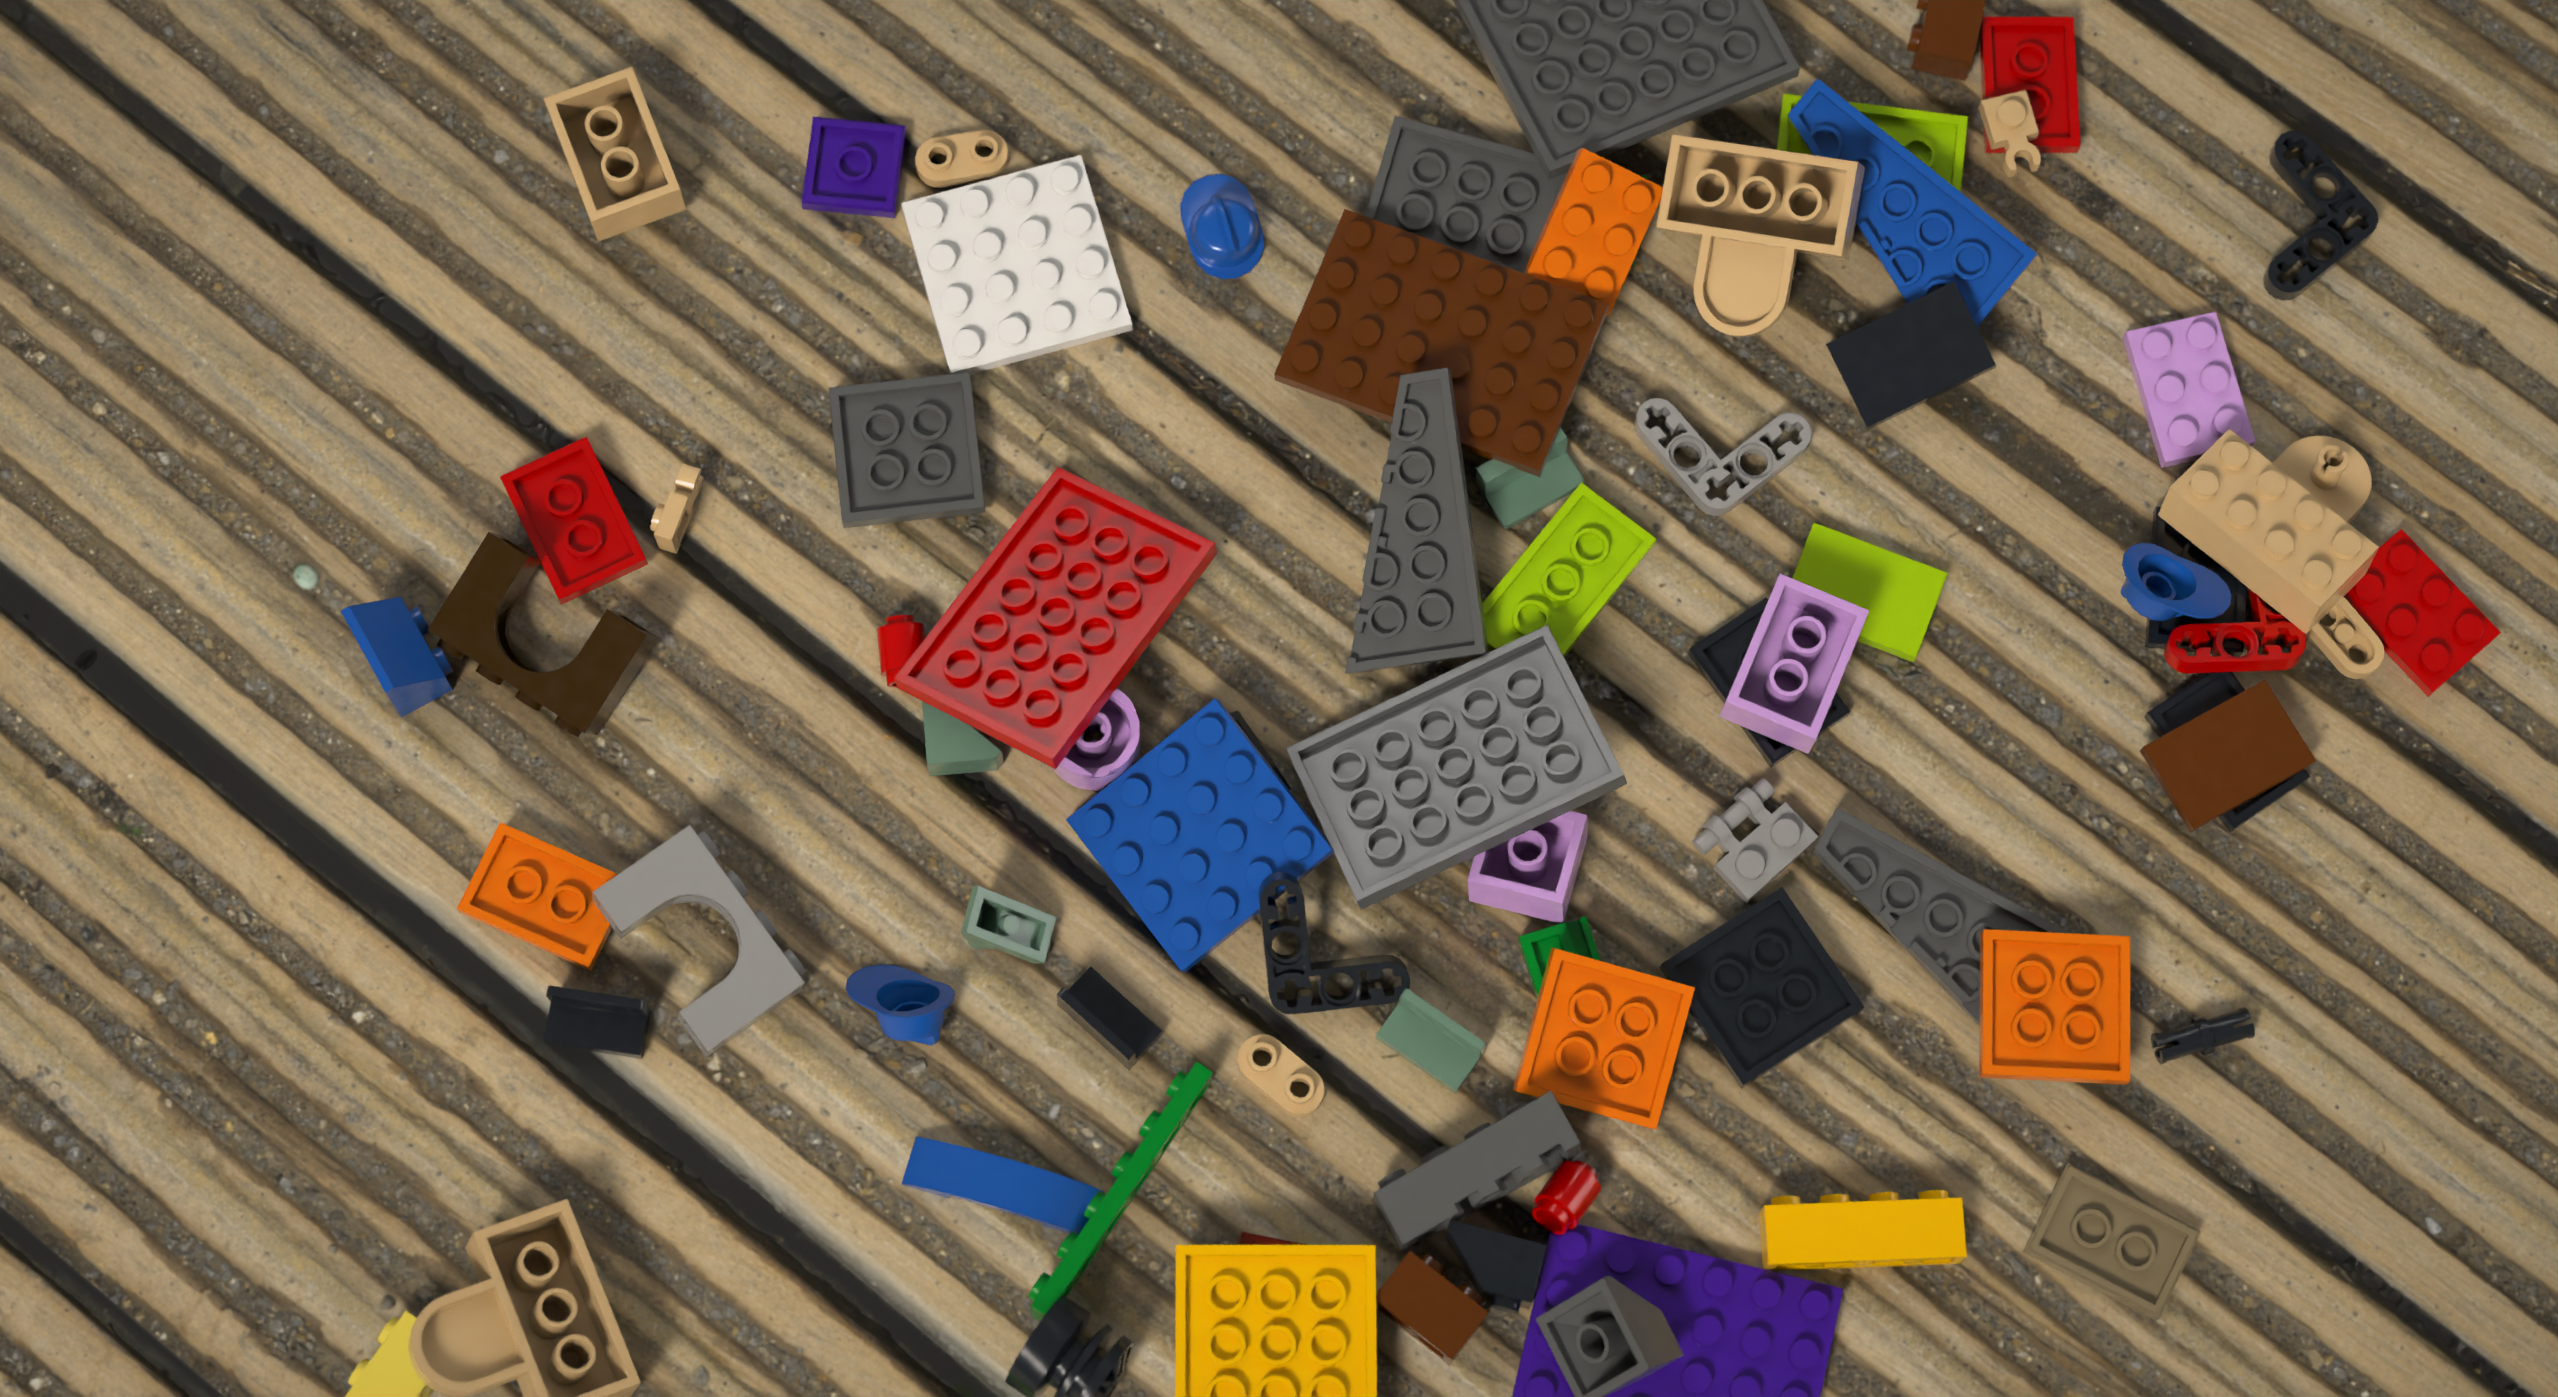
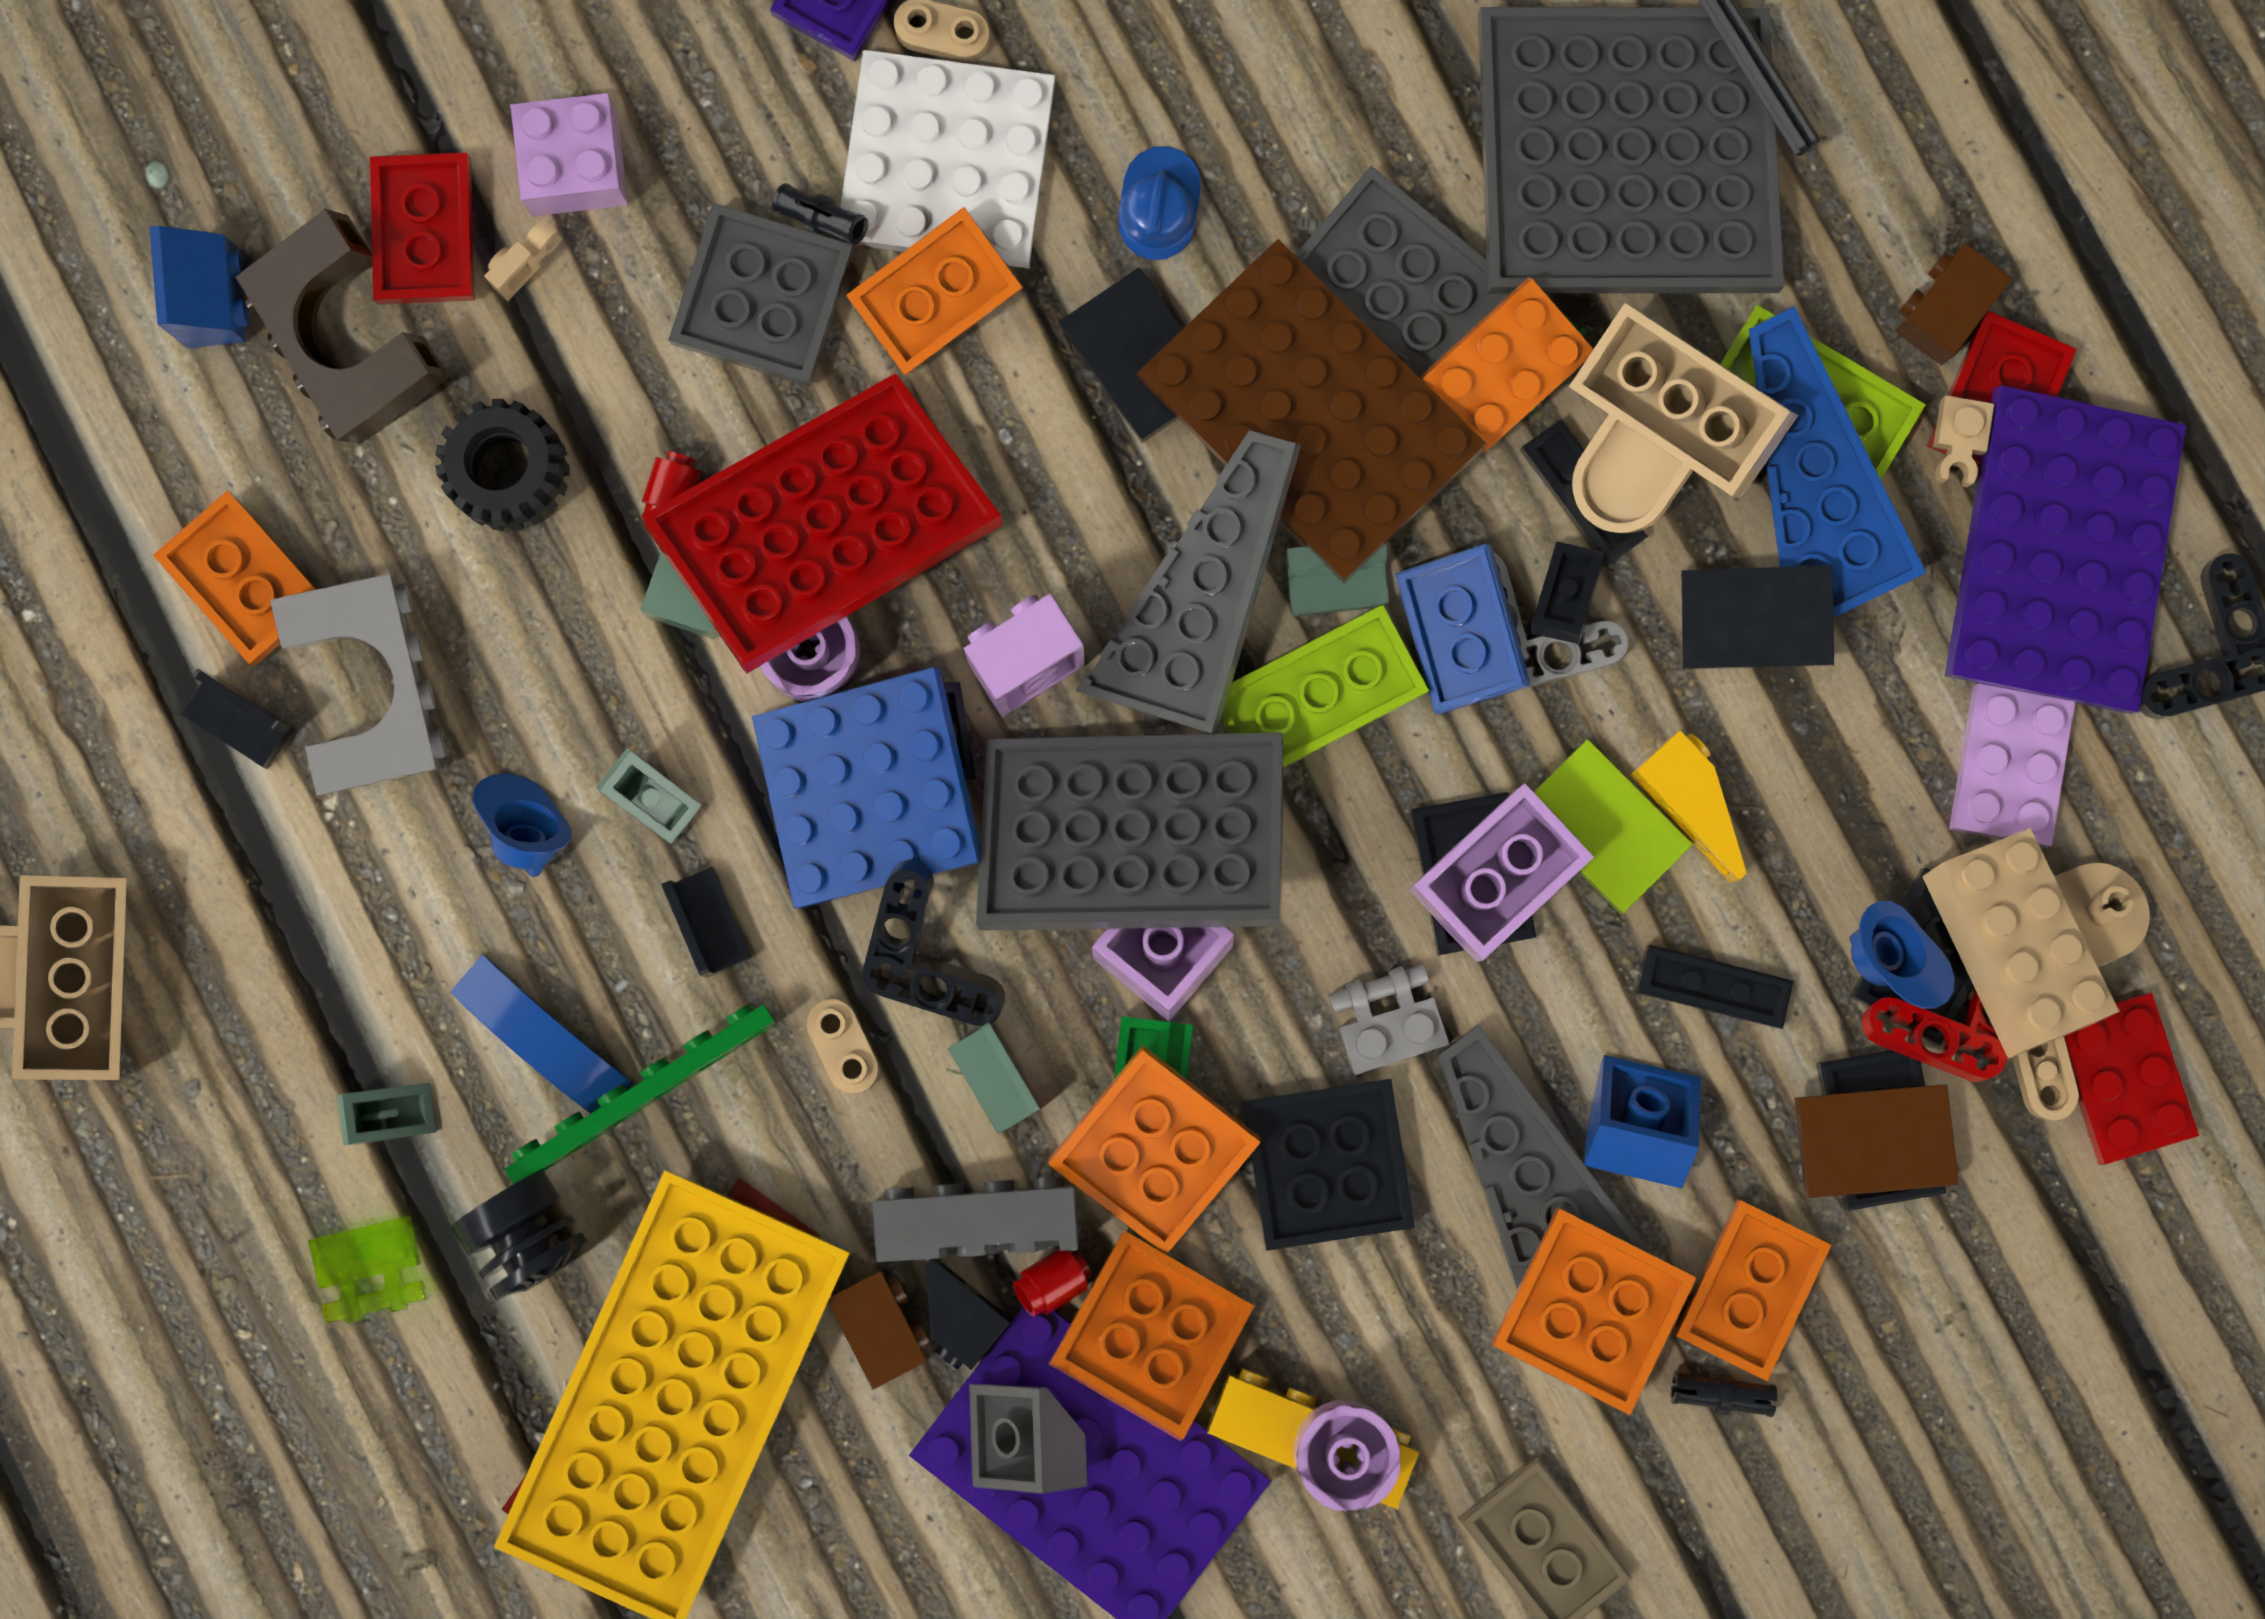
camera: 25 degrees right, 10 degrees up
(680, 400) = (569, 154): none -> lavender brick
(734, 656) = (479, 433): none -> black tyre
(896, 1313) = (386, 1114): none -> sand green slope
(928, 357) = (820, 213): none -> black pin
(1062, 380) = (934, 291): none -> orange plate
(1240, 355) = (1118, 337): none -> black tile
(1290, 652) = (1024, 653): none -> lavender brick
(1661, 474) = (1463, 629): none -> blue tile
(1671, 297) = (1554, 459): none -> black tile
(1677, 1203) = (1151, 1335): none -> orange plate
(1737, 404) = (1567, 592): none -> black plate
(1924, 1205) = (1350, 1484): none -> lavender brick
(1926, 531) = (1690, 795): none -> yellow slope
(2020, 829) = (1643, 1122): none -> blue slope
(2024, 688) = (1714, 987): none -> black tile
(2146, 189) = (2065, 550): none -> dark purple plate
(2183, 933) = (1752, 1290): none -> orange plate

